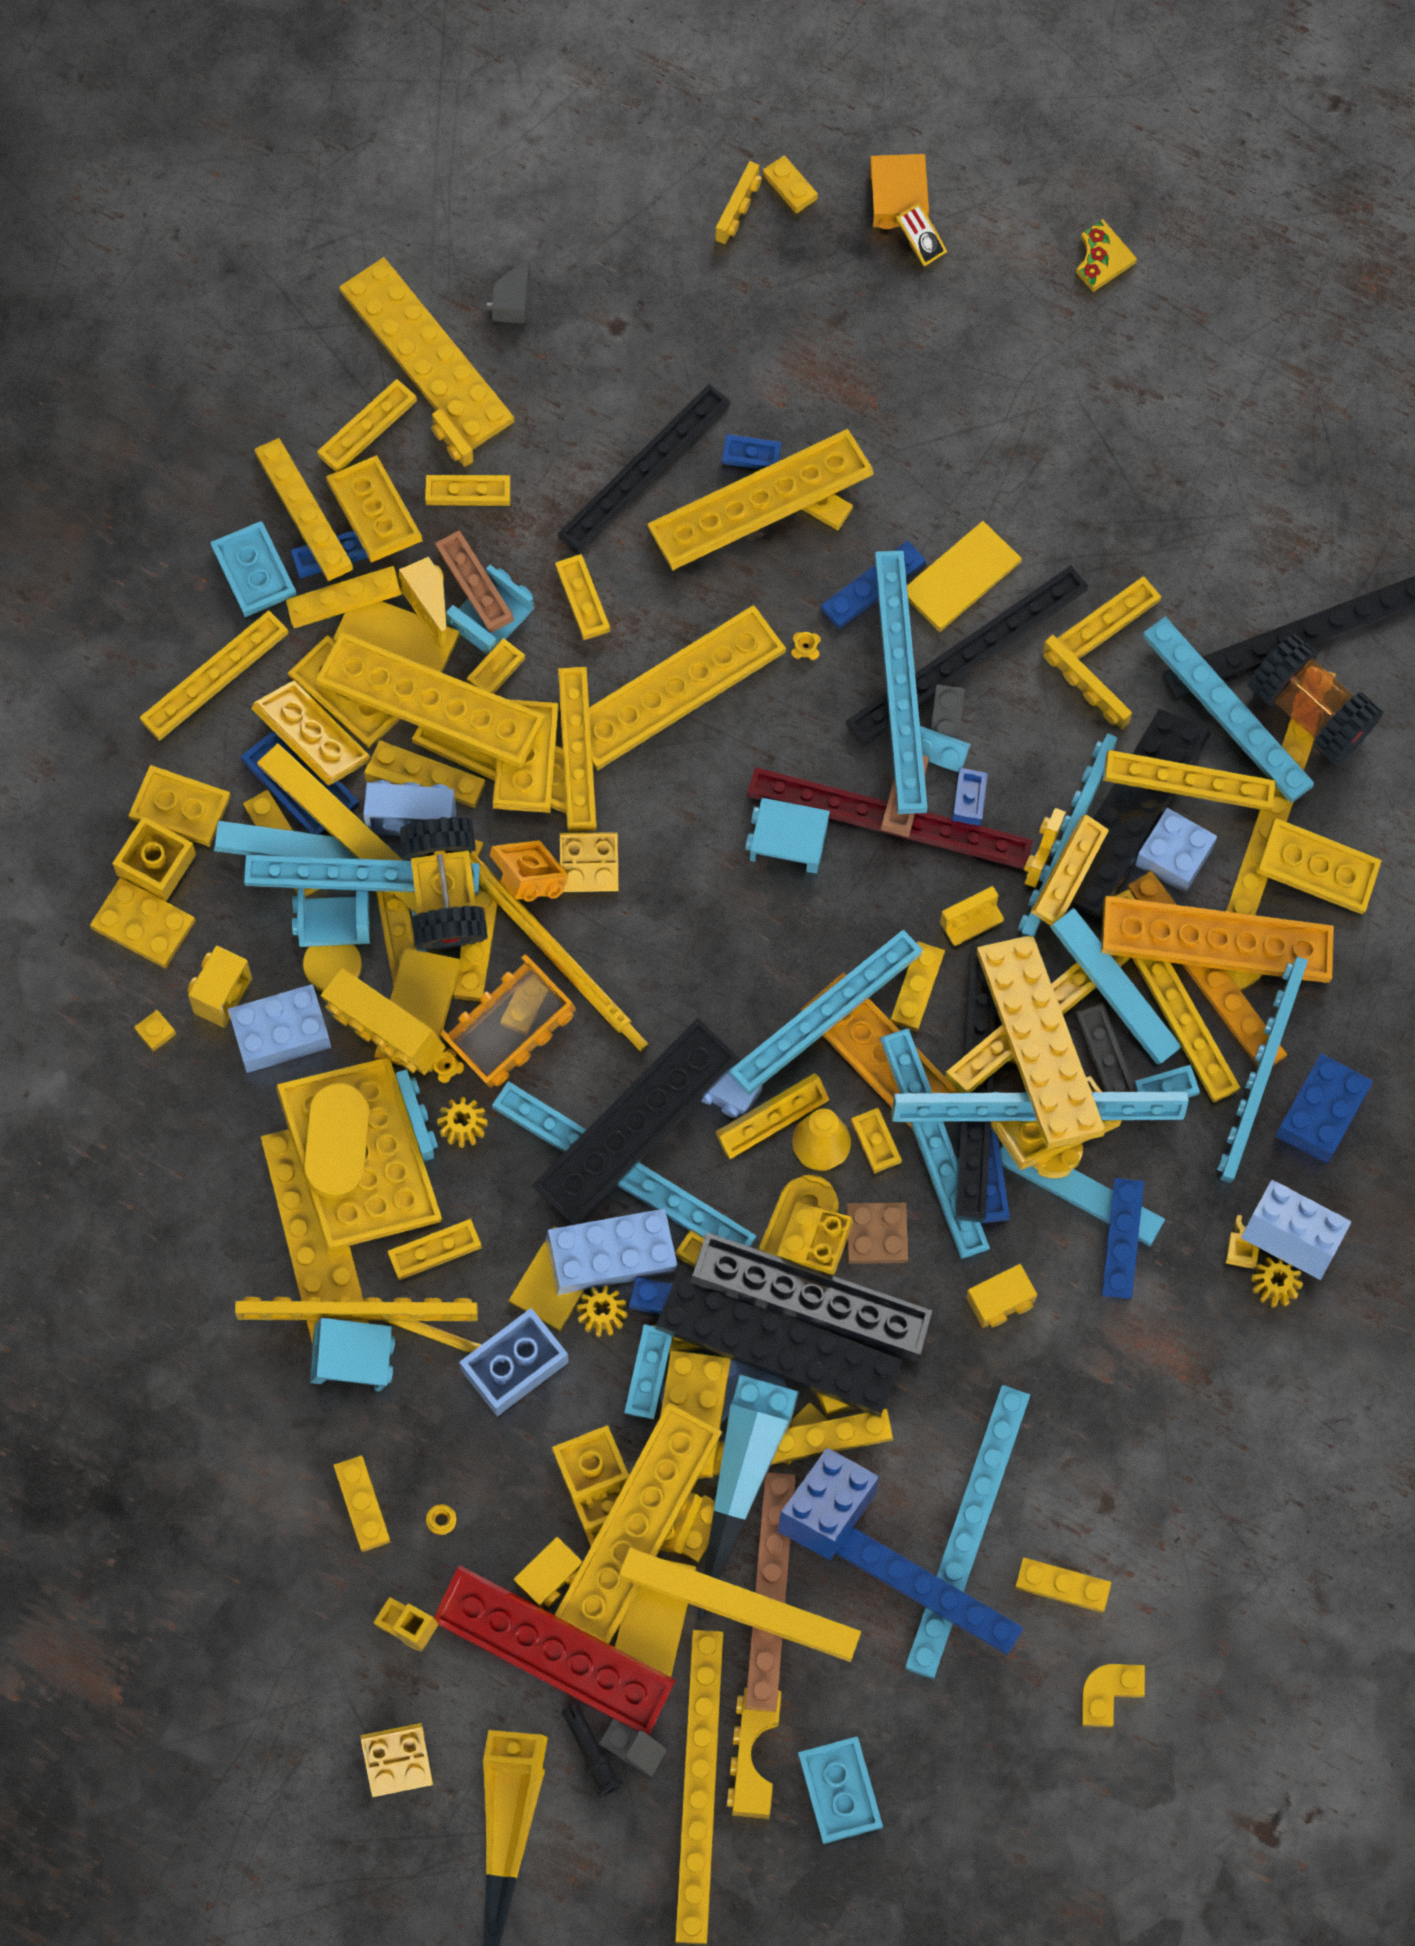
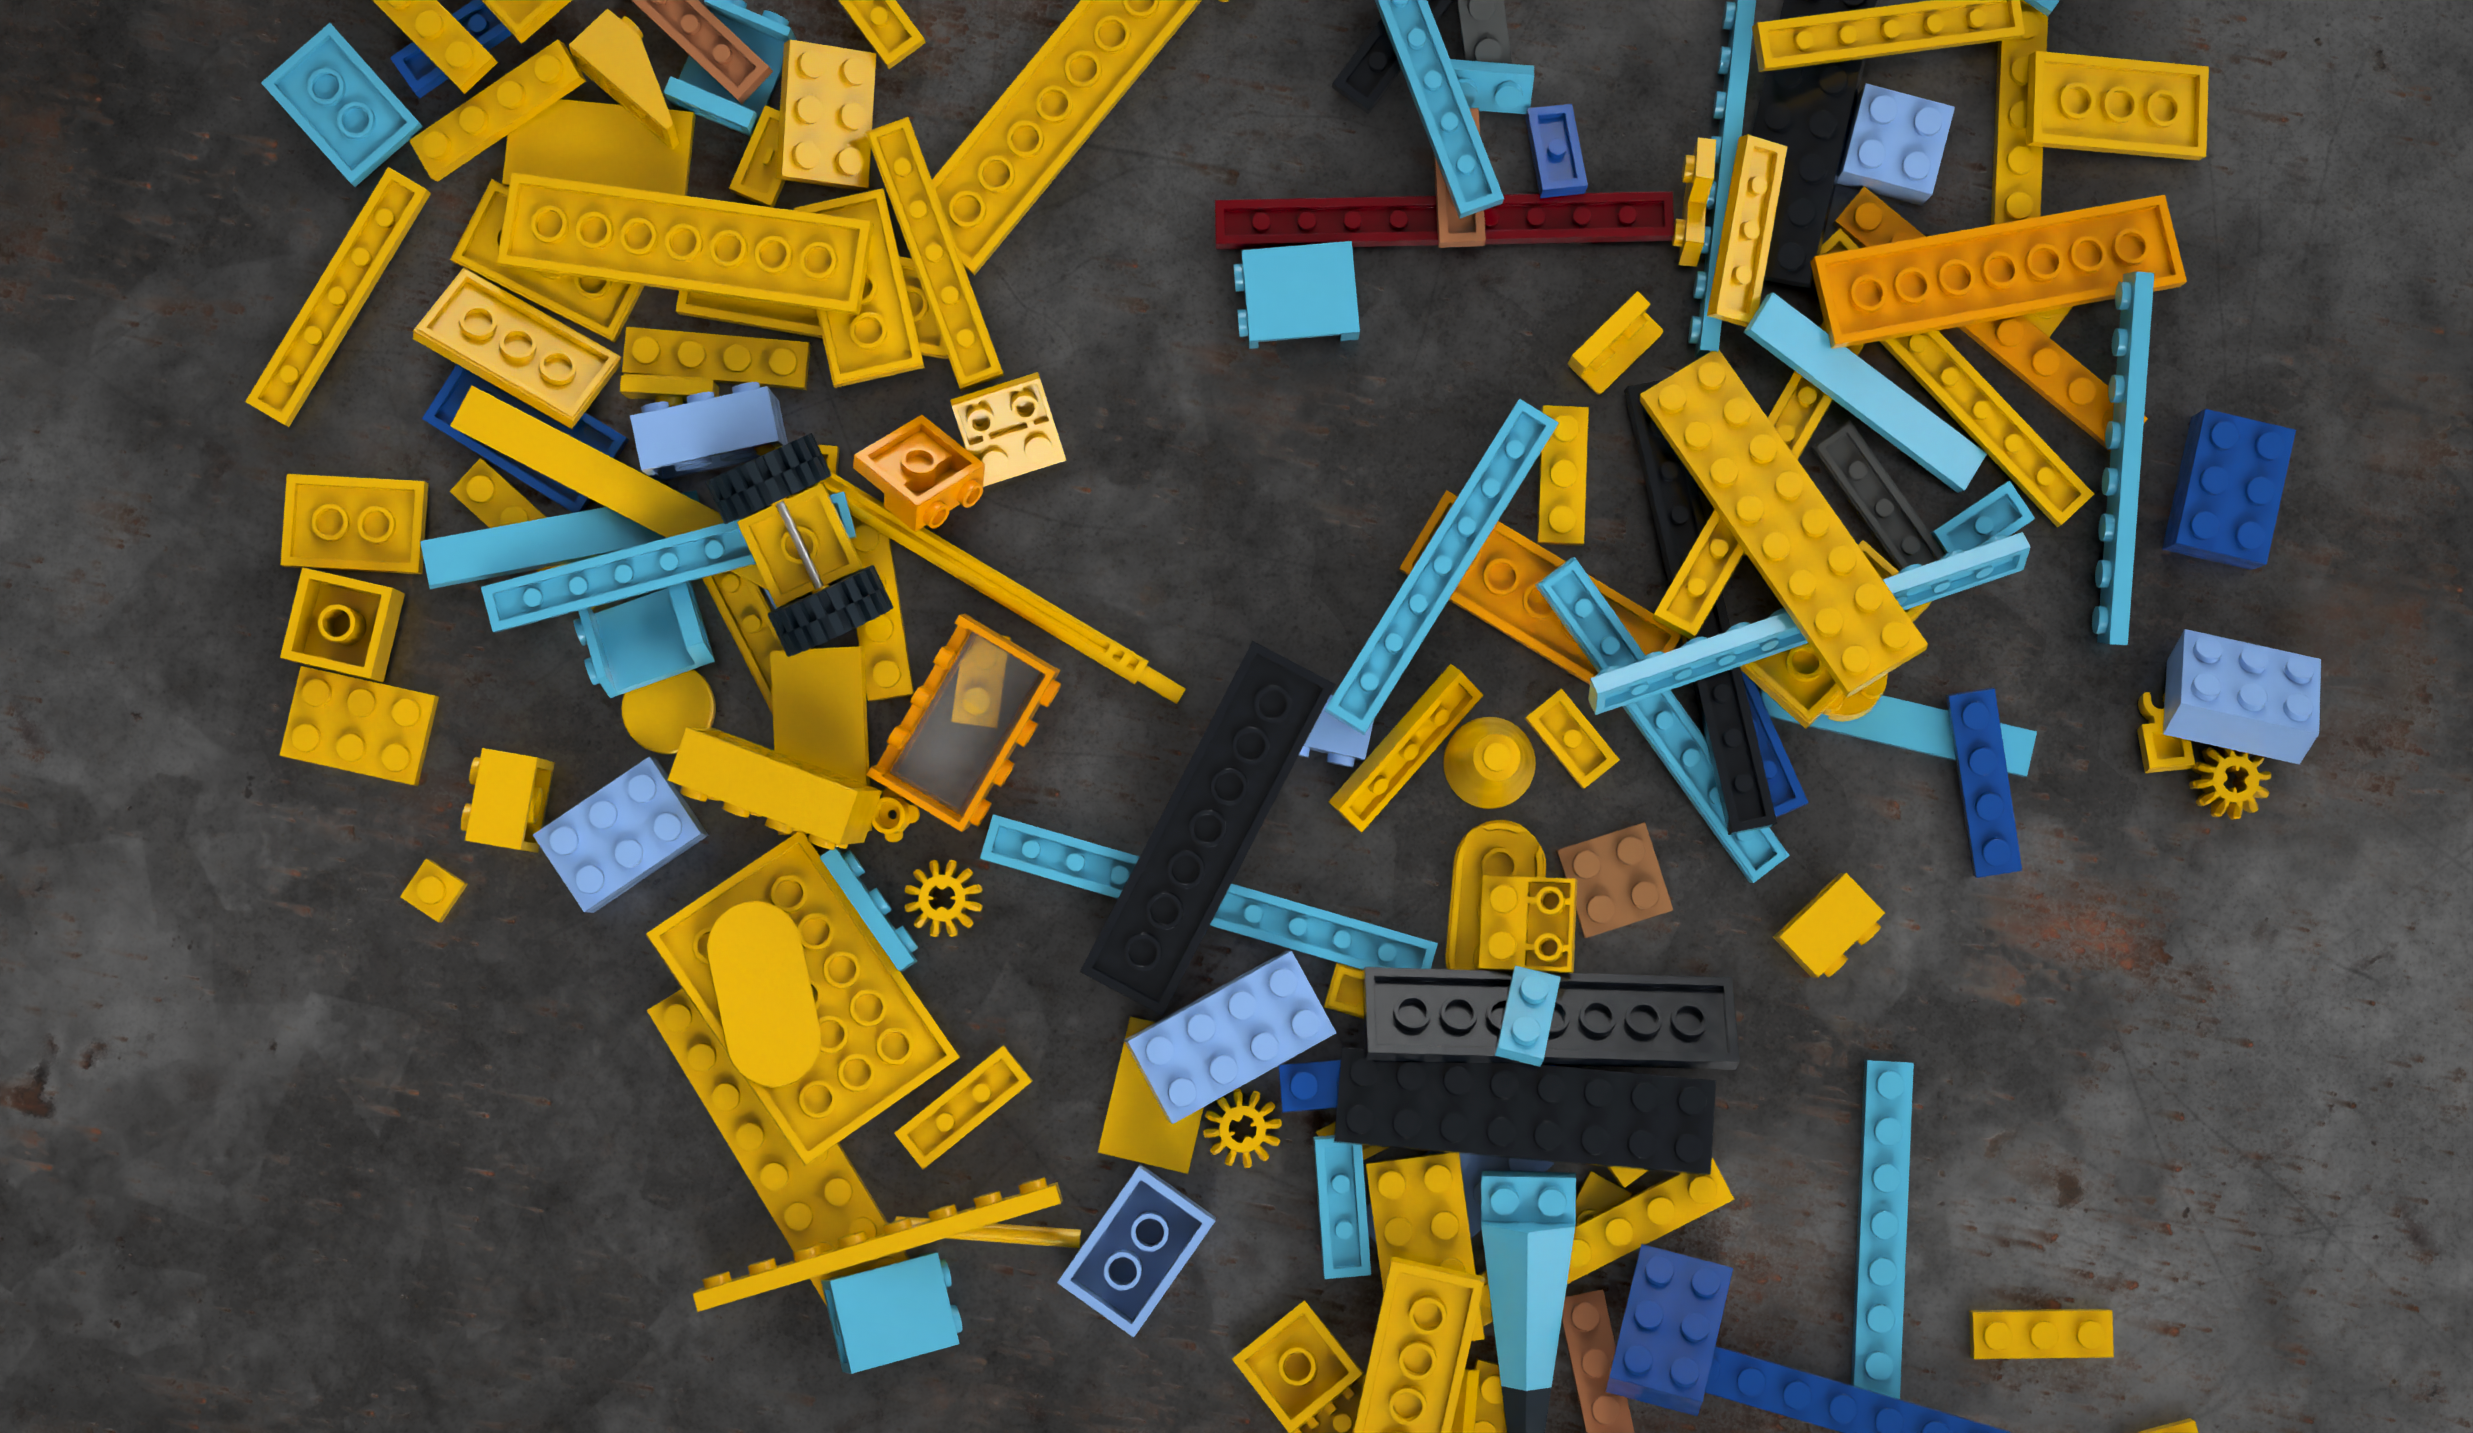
camera: 15 degrees left, 15 degrees up
(537, 653) = (825, 115): none -> yellow plate
(797, 1287) = (1527, 1016): none -> medium azure plate

